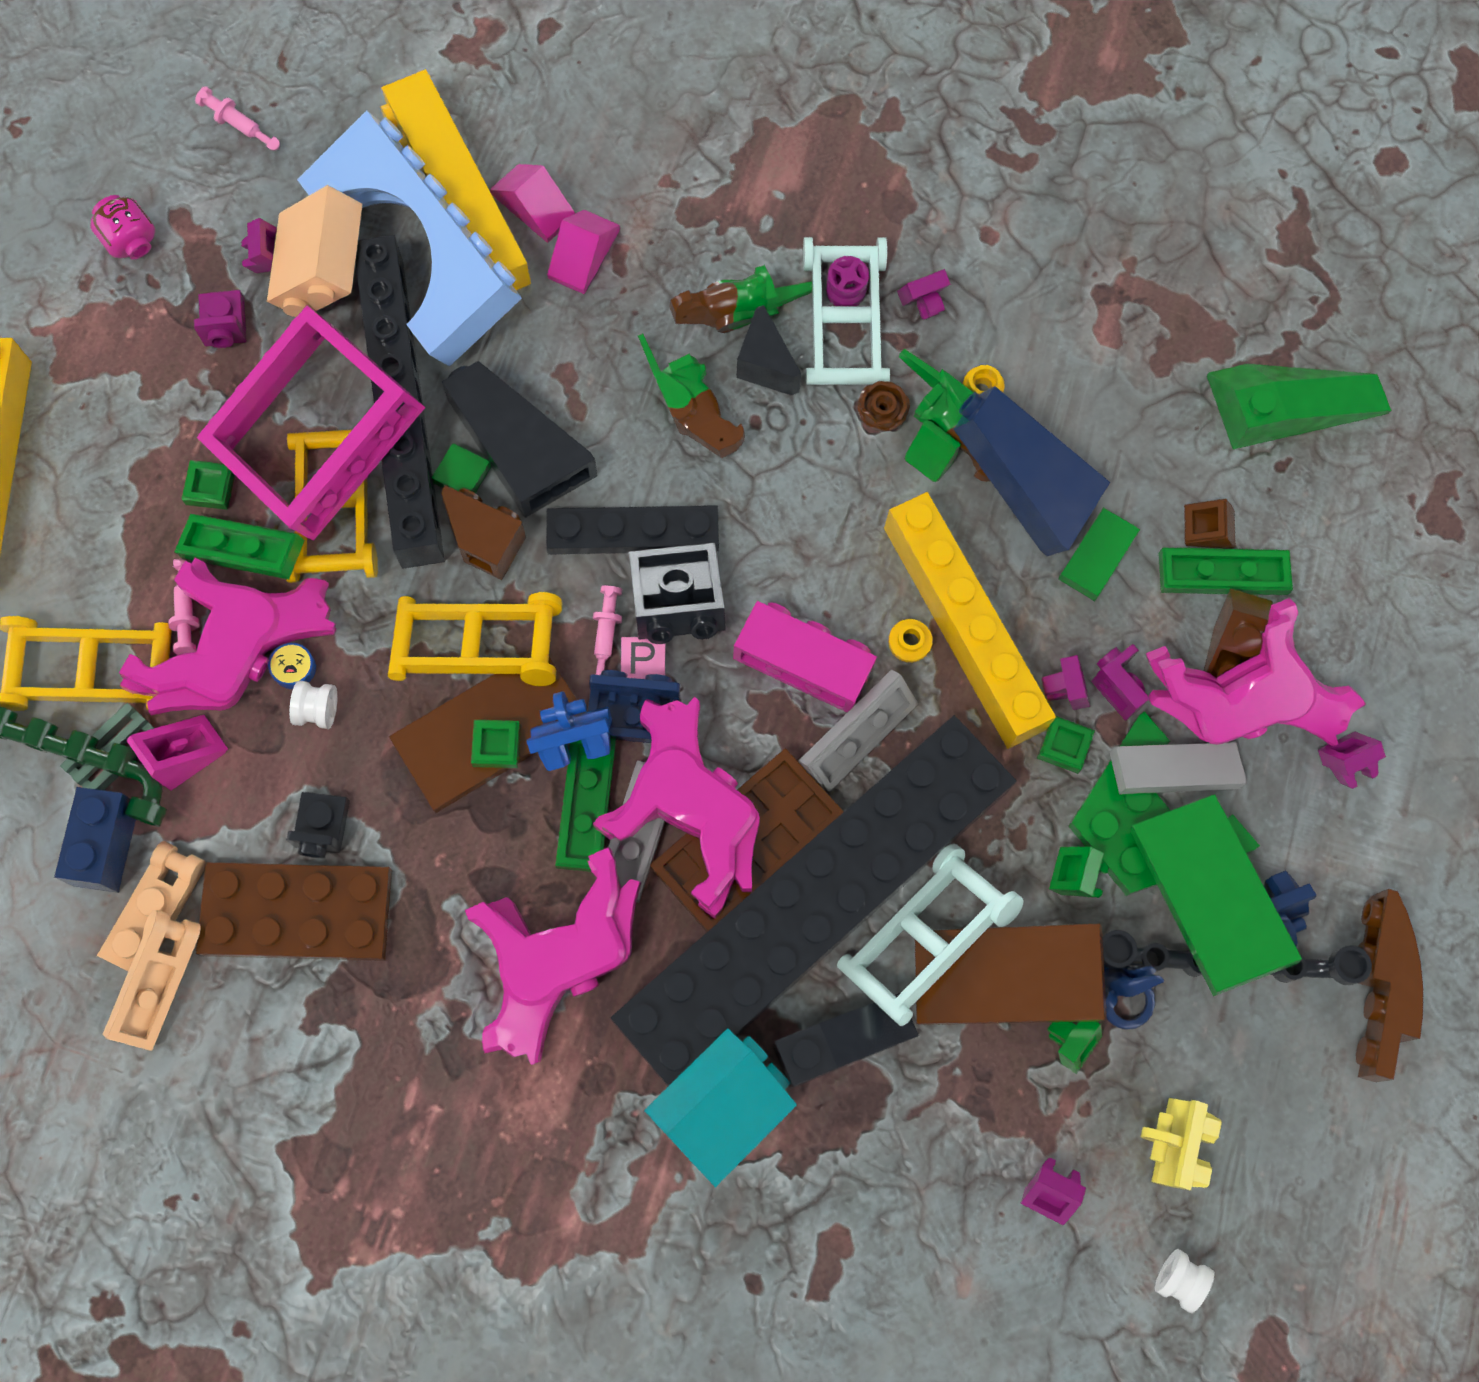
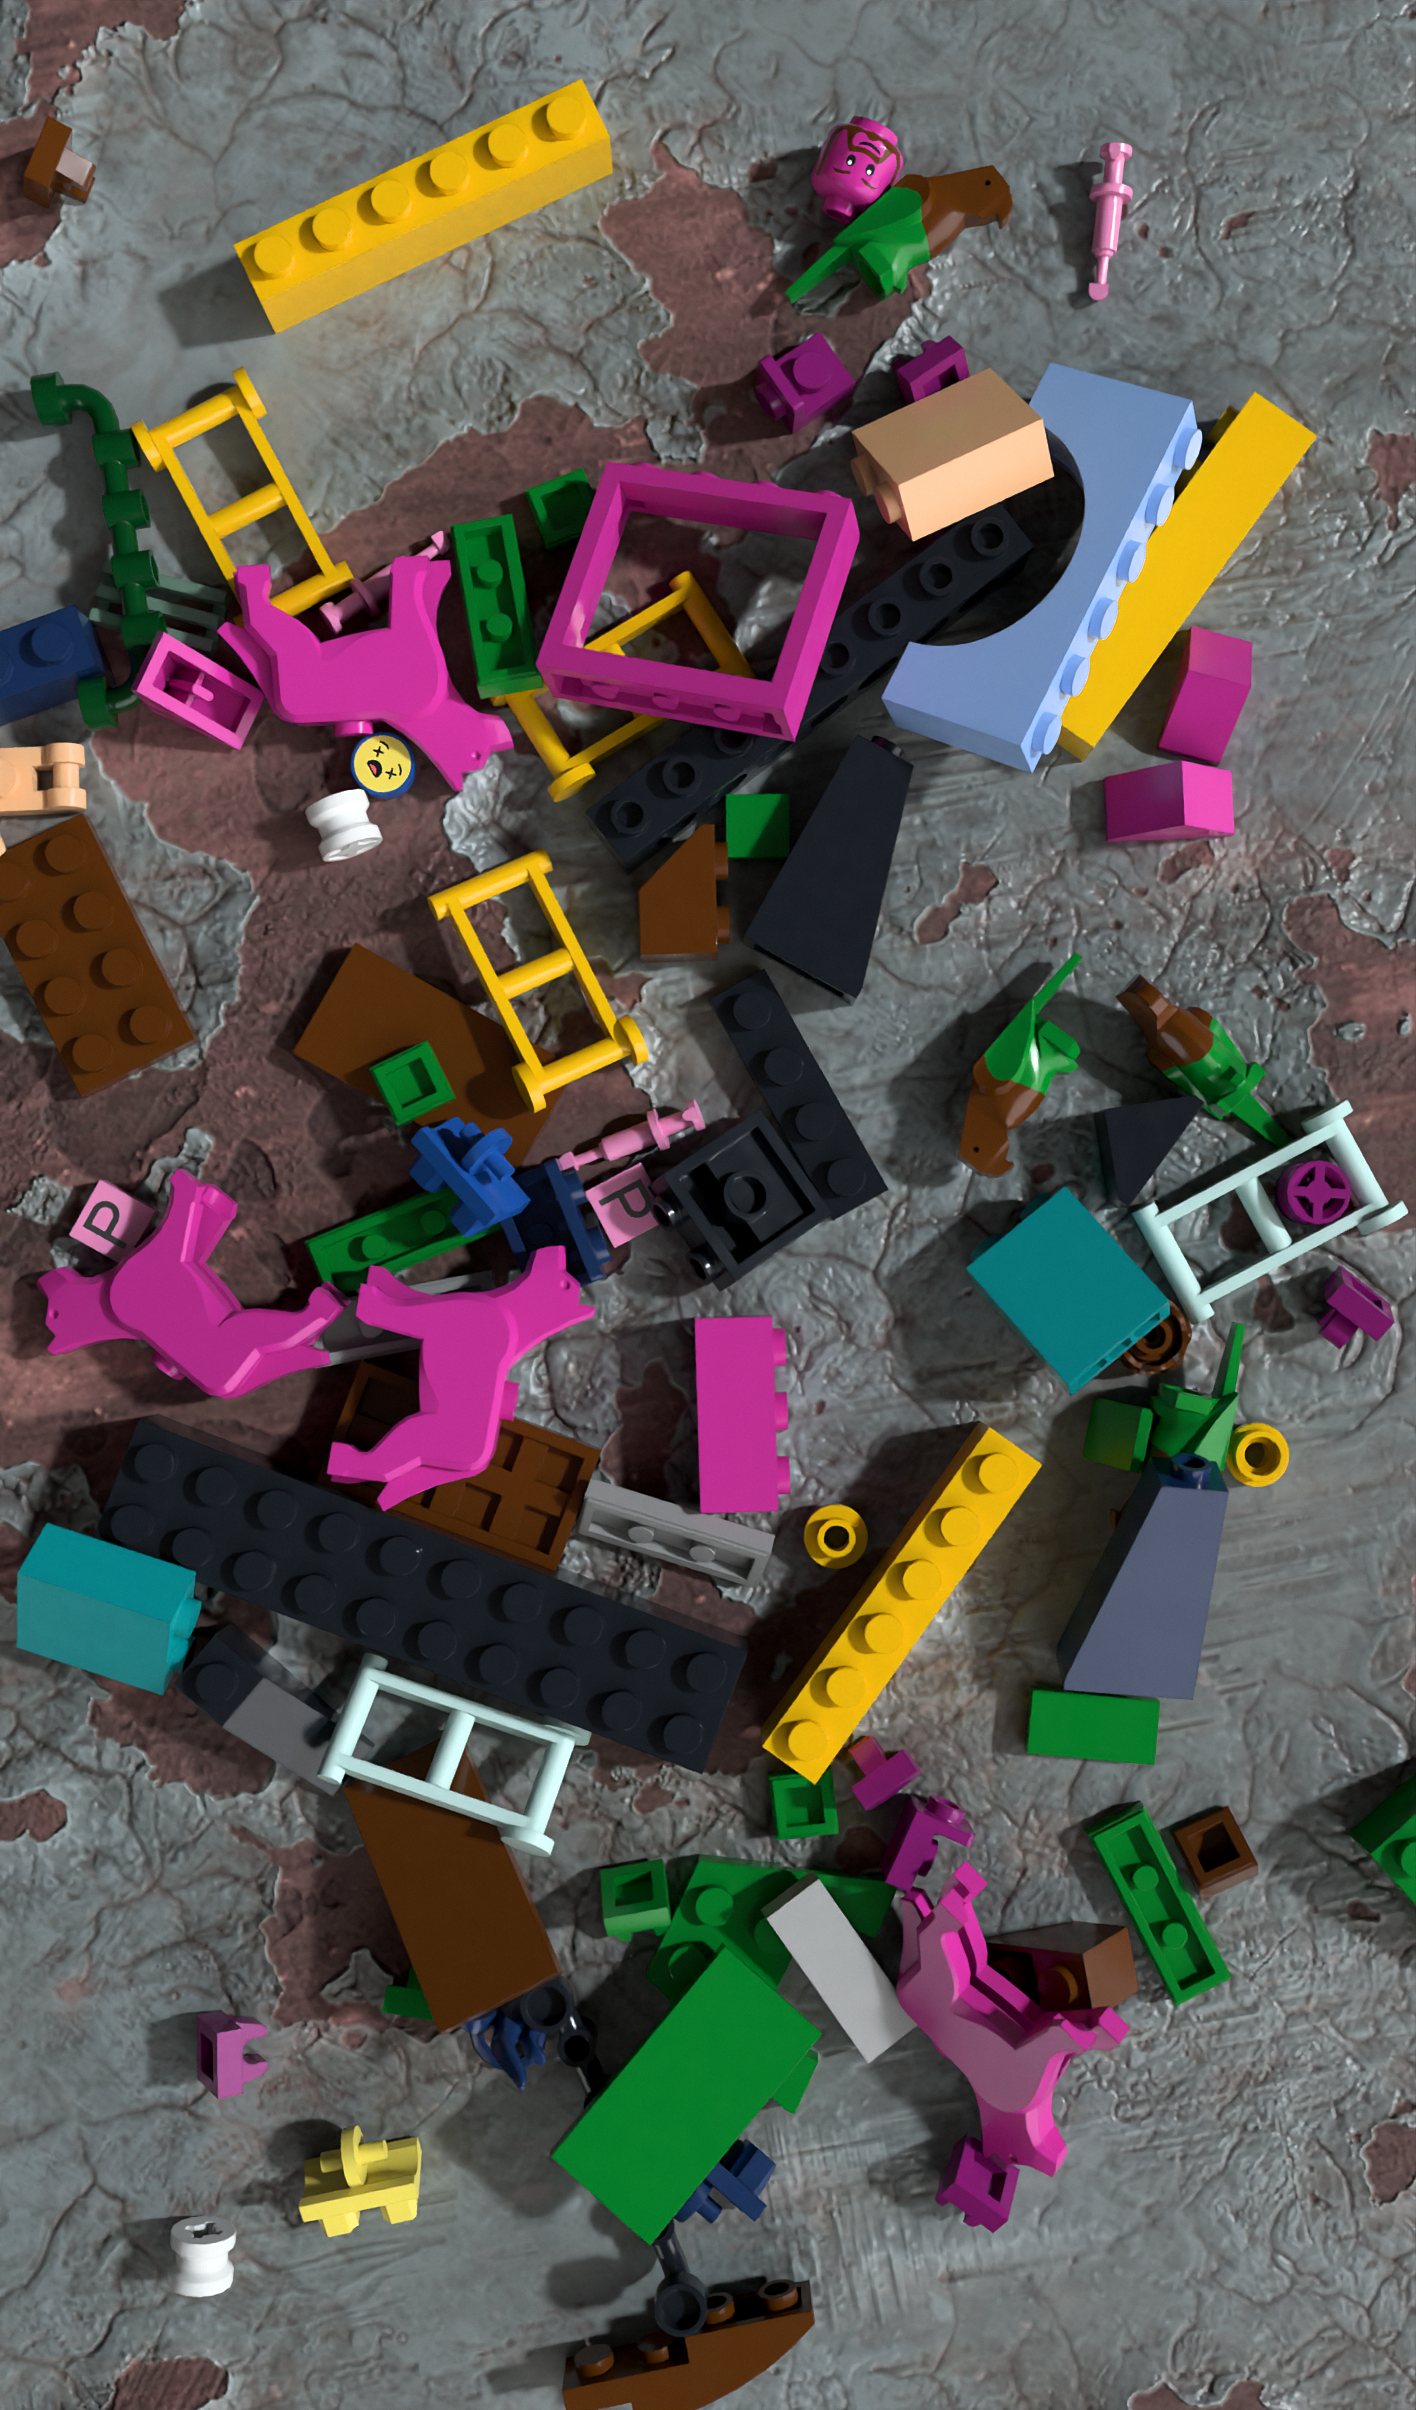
camera: 70 degrees right, 15 degrees up
(174, 216) = (911, 228): none -> animal
(319, 824) = (201, 922): black bracket -> none
(474, 982) = (114, 1221): none -> bright pink tile
(830, 432) = (1067, 1289): none -> teal brick

